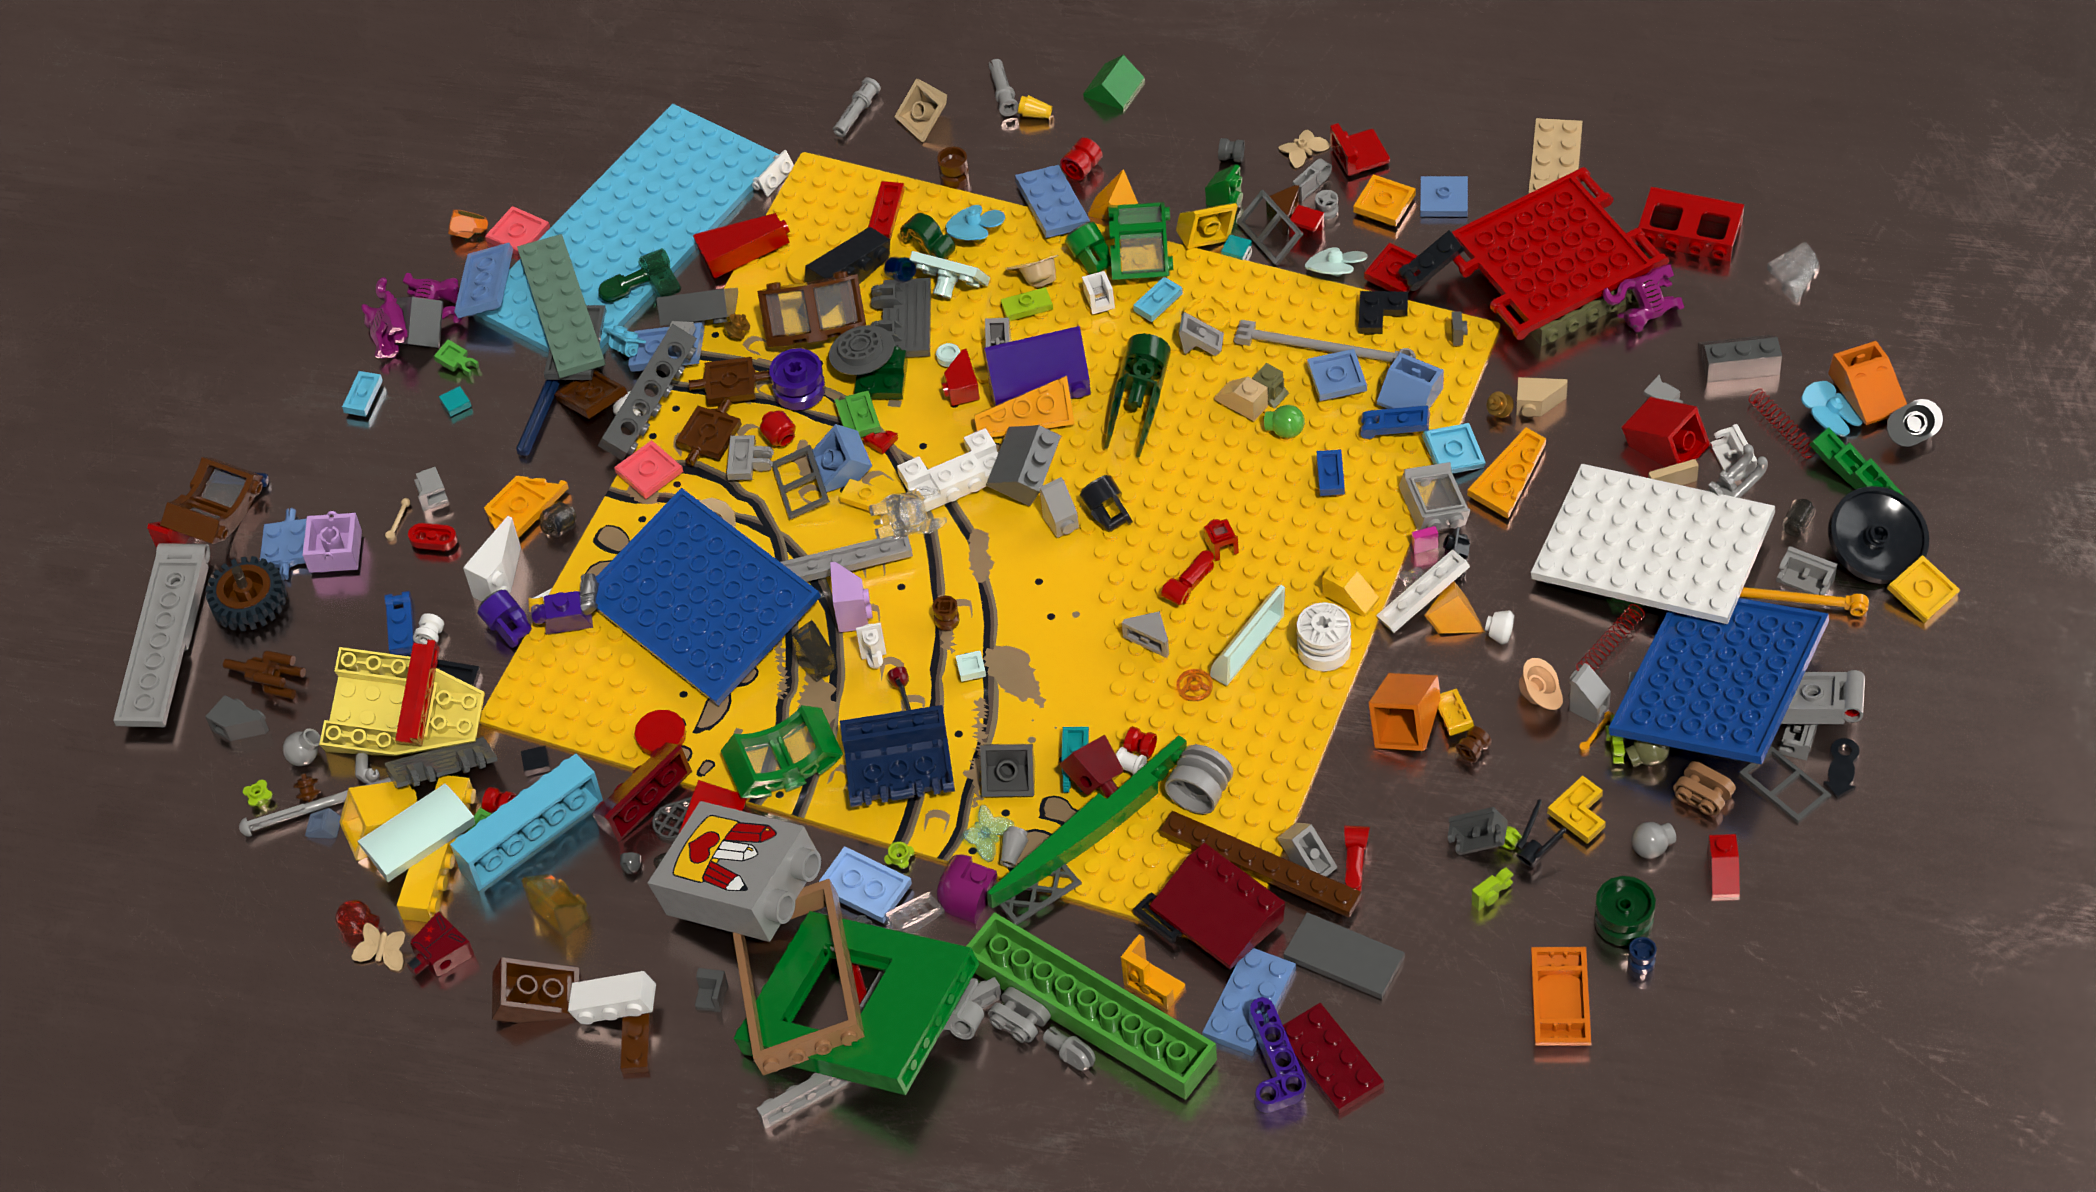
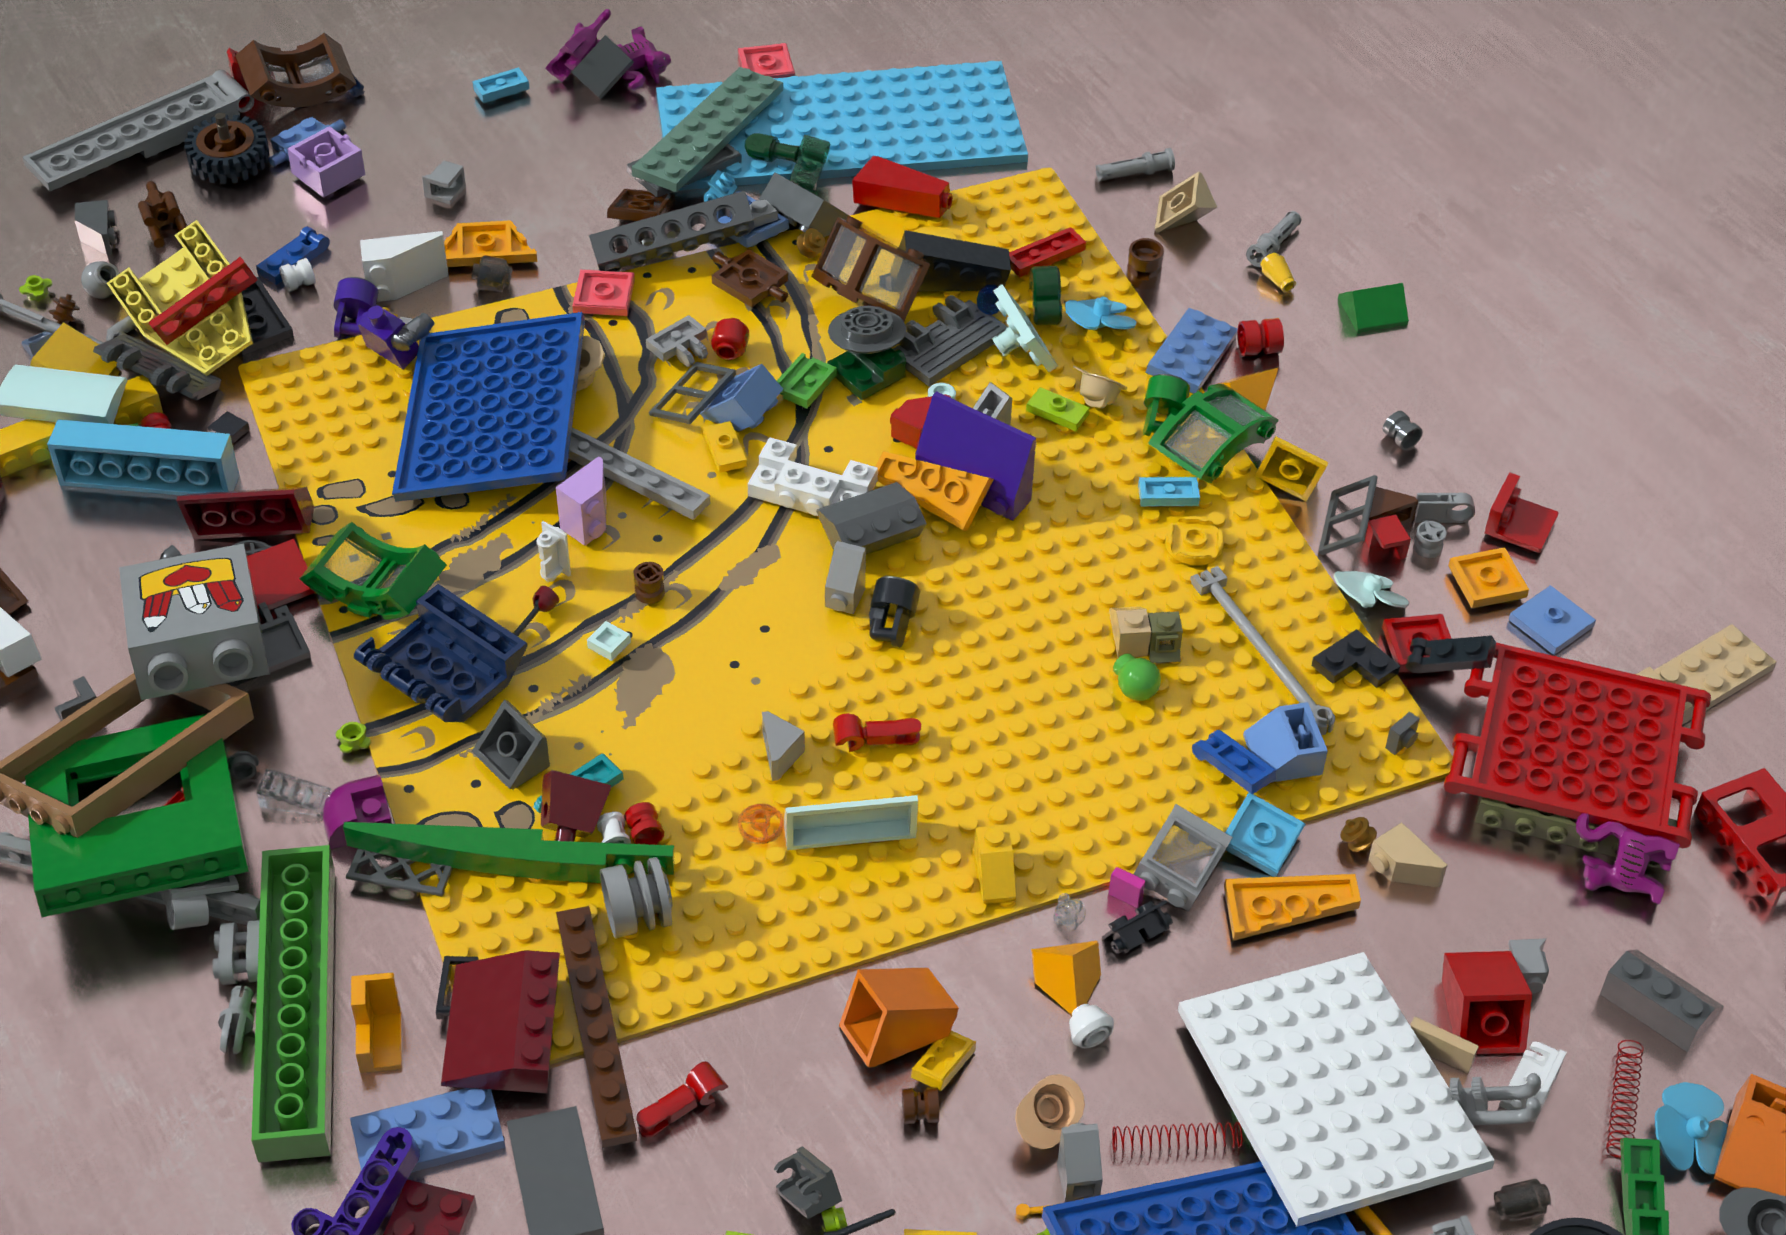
camera: 40 degrees right, 5 degrees down
(390, 535) = (379, 193): tan hinge -> none
(435, 536) = (398, 215): red plate -> none
(454, 357) = (594, 110): bright green plate -> none
(455, 401) = (553, 140): teal tile -> none
(466, 224) = (735, 28): orange rock -> none
(483, 280) = (685, 72): medium blue plate -> none
(537, 417) = (588, 196): dark blue axle -> none
(555, 903) = (75, 534): clear yellow slope -> none
(658, 728) = (329, 482): red tile -> none
(708, 432) = (680, 298): reddish brown plate -> none
(774, 174) = (1004, 164): white hinge -> none
(797, 379) = (795, 315): dark purple wheel -> none
(813, 651) = (506, 518): clear smoke slope -> none
(866, 884) = (294, 733): light blue plate -> none
(881, 441) = (798, 416): red tile -> none
(906, 514) = (720, 478): clear piece -> none
(985, 832) = (429, 778): clear light blue piece -> none
(1012, 845) = (431, 810): light grey cone -> none
(1098, 292) = (1124, 445): white window -> none
(1145, 361) = (1075, 532): dark green piece -> none
(1197, 333) = (1158, 542): light grey slope -> none
(1220, 534) = (950, 718): red window -> none
(1225, 187) = (1350, 455): green slope -> none
(1236, 247) = (1302, 510): teal tile -> none
(1305, 143) = (1465, 477): tan piece -> none
(1307, 849) = (649, 1054): light grey slope -> none
(1324, 636) = (910, 881): white wheel -> none
(1330, 472) = (1118, 754): blue plate -> none
(1337, 374) = (1238, 679): medium blue plate -> none
(1423, 591) = (1057, 927): white plate -> none

